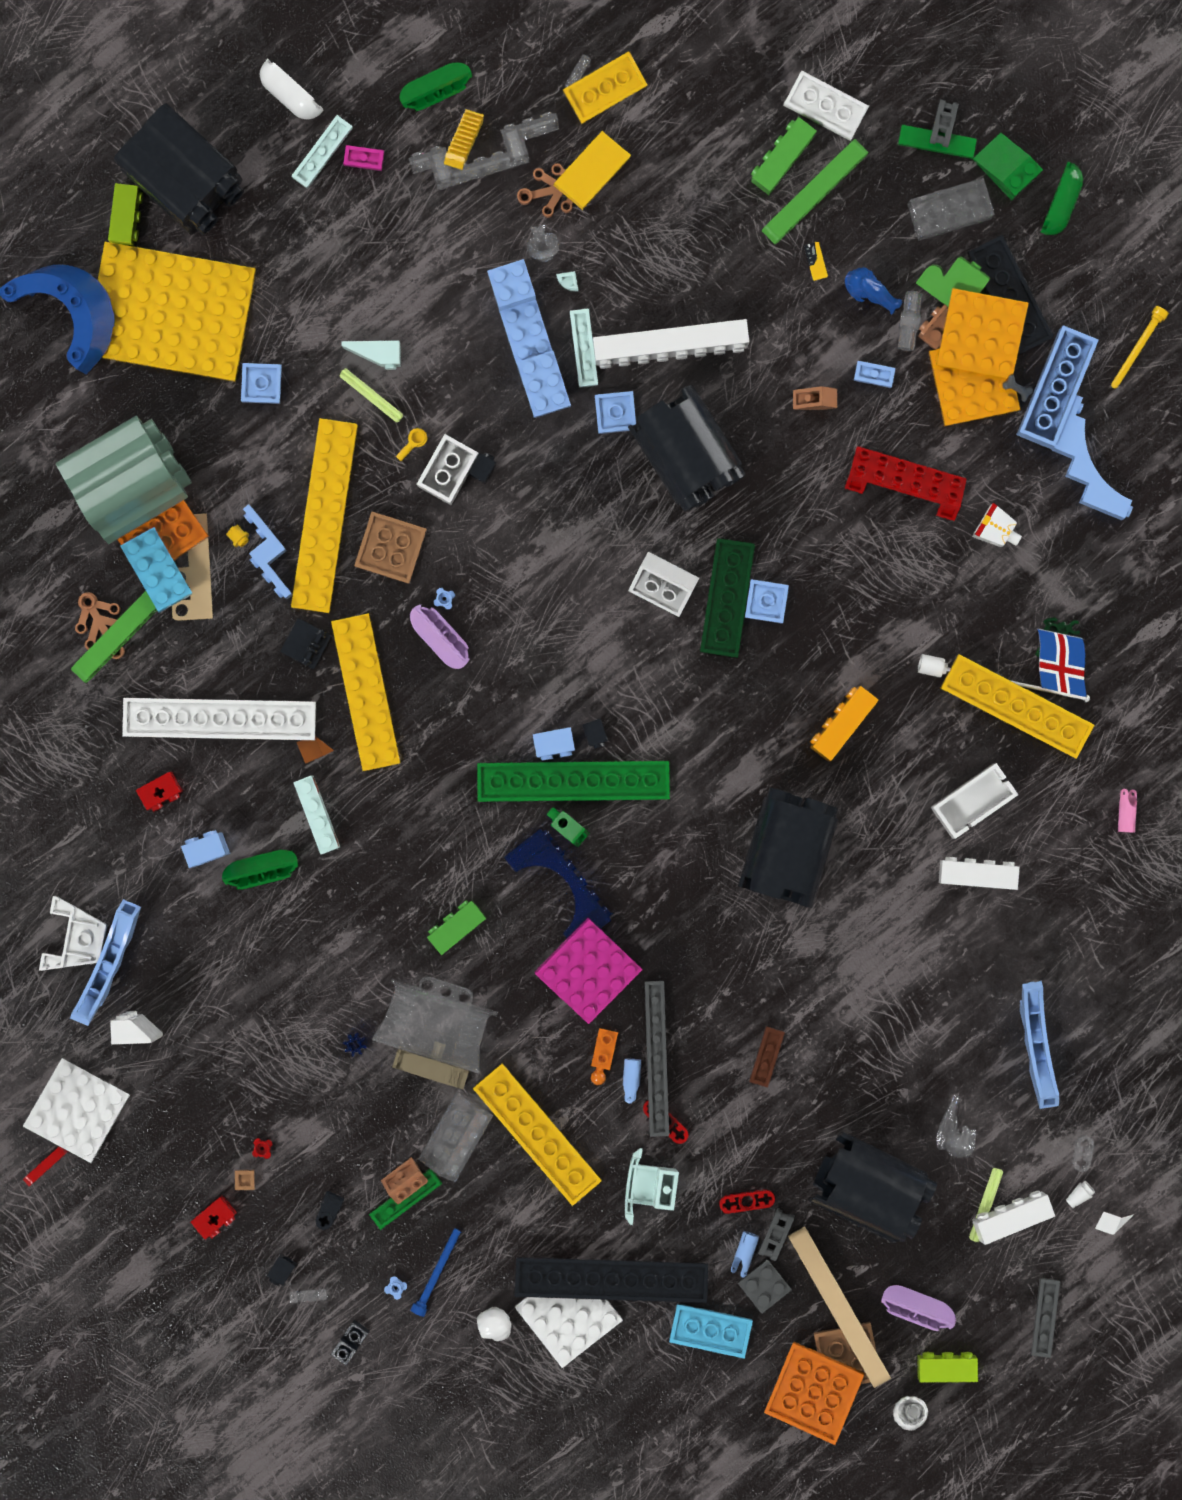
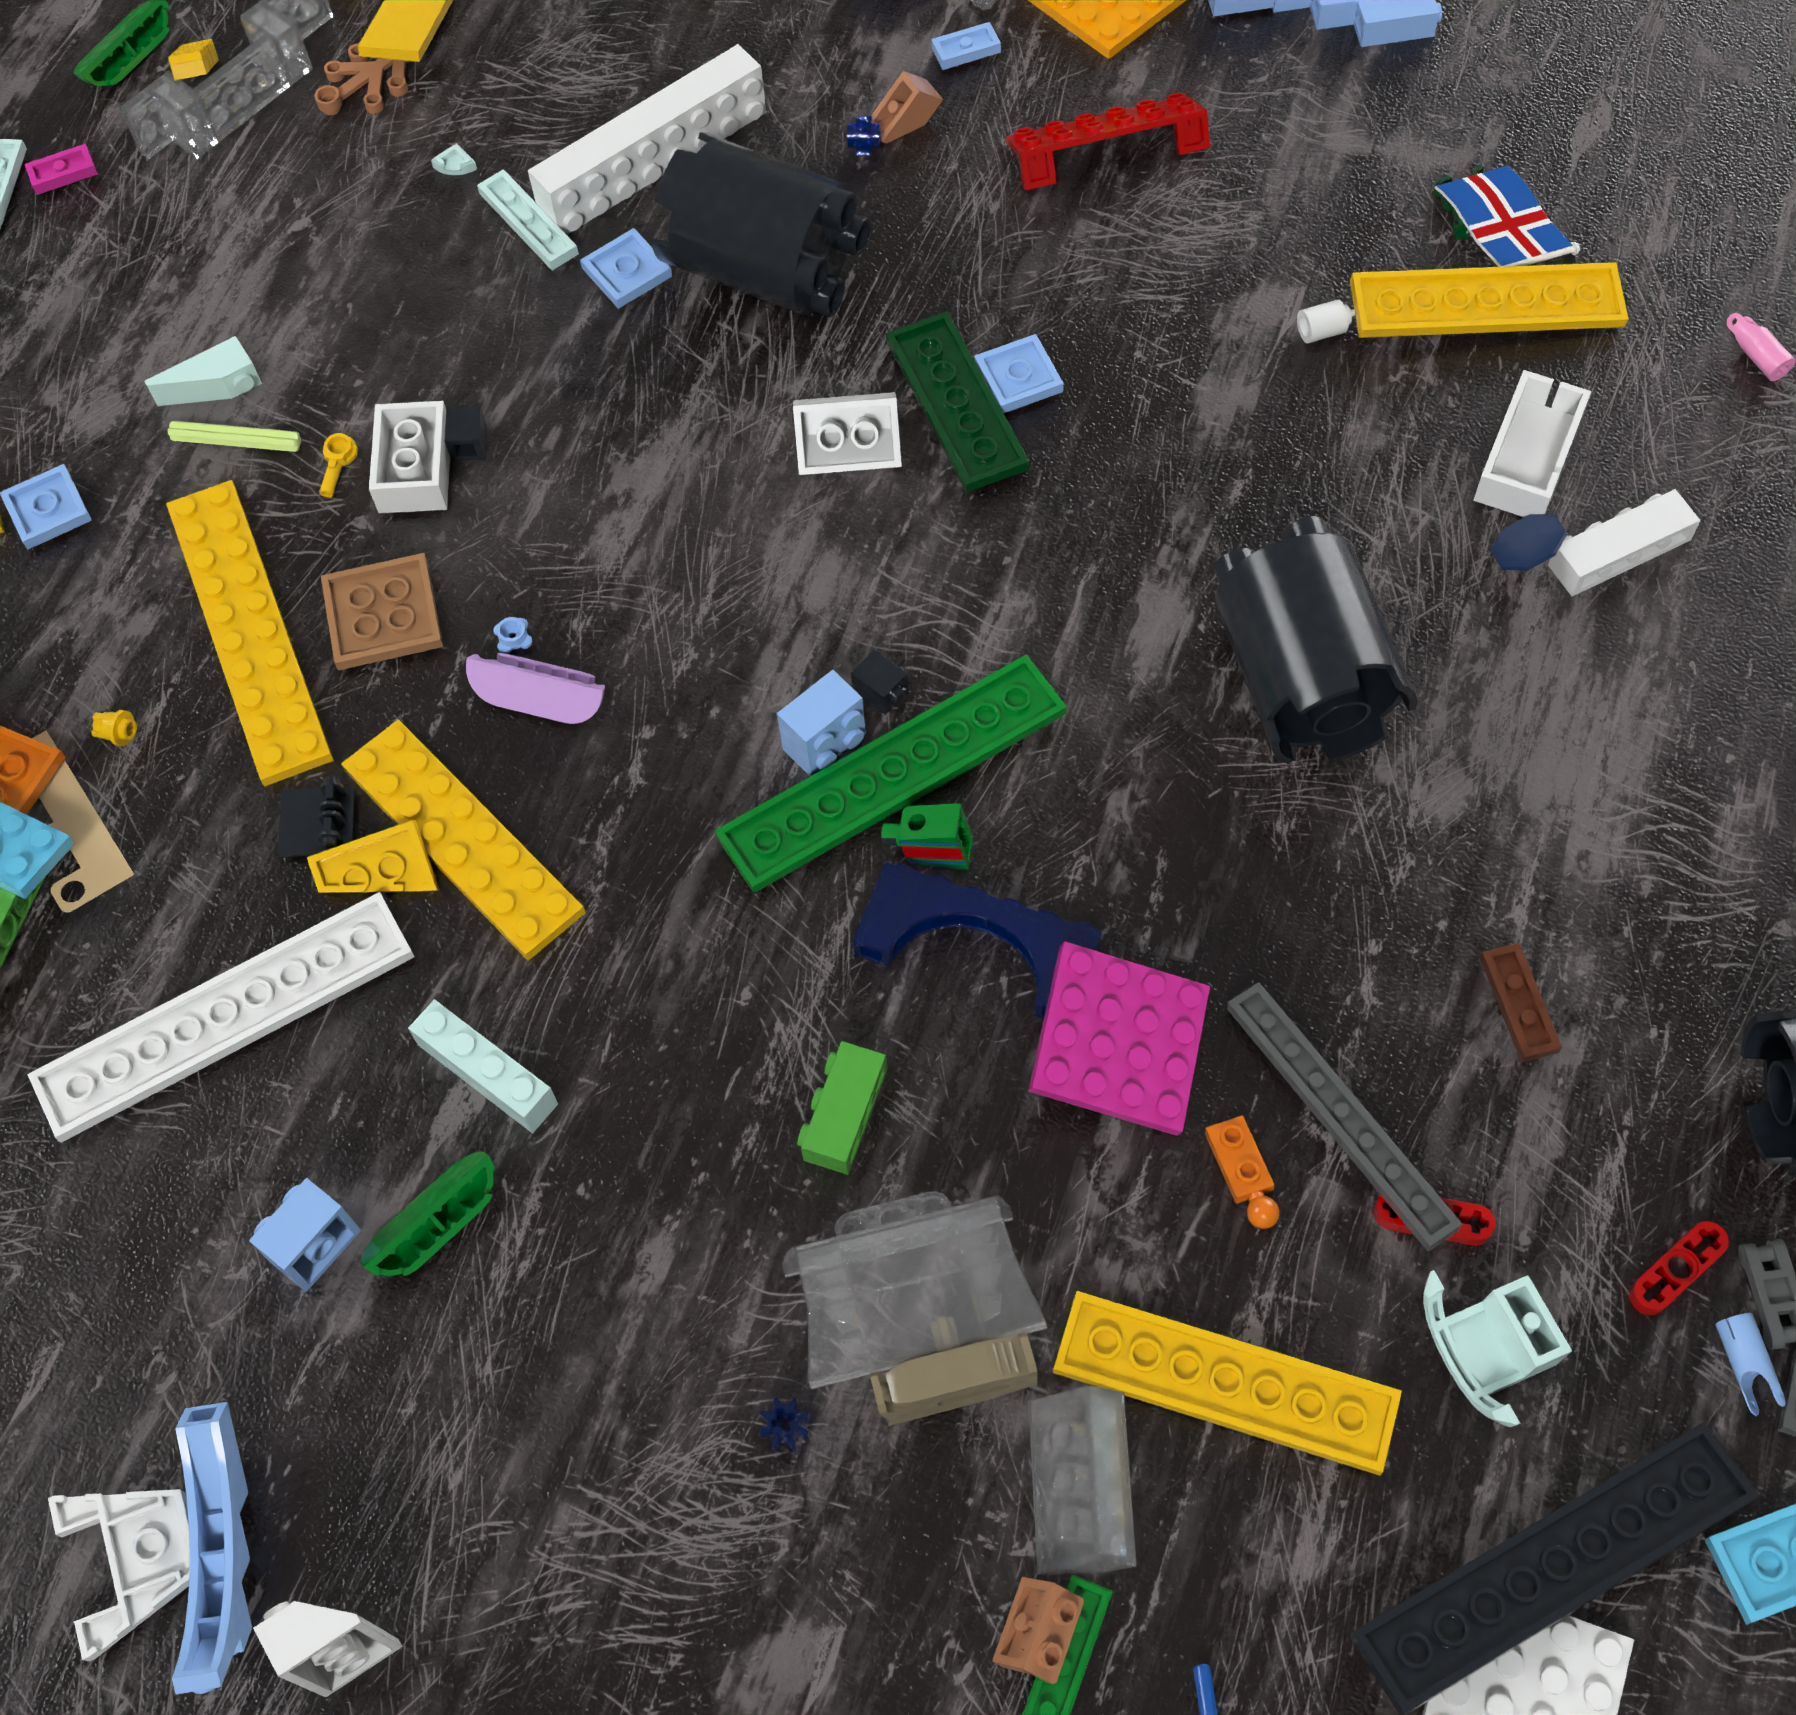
camera: 25 degrees left, 25 degrees down
(148, 792) = (151, 1199): red brick -> none
(267, 552) = (177, 722): light blue bracket -> none
(313, 749) = (420, 974): dark orange sticker -> none
(321, 684) = (376, 863): none -> yellow wing
(528, 338) = (453, 263): light blue bracket -> none
(543, 245) = (389, 138): clear hat -> none
(631, 1078) = (1322, 1177): light blue piece -> none
(783, 404) = (864, 135): none -> clear blue gear
(844, 723) = (1254, 451): light orange brick -> none
(935, 848) = (1529, 542): none -> dark blue piece
(997, 528) = (1276, 119): white torso -> none

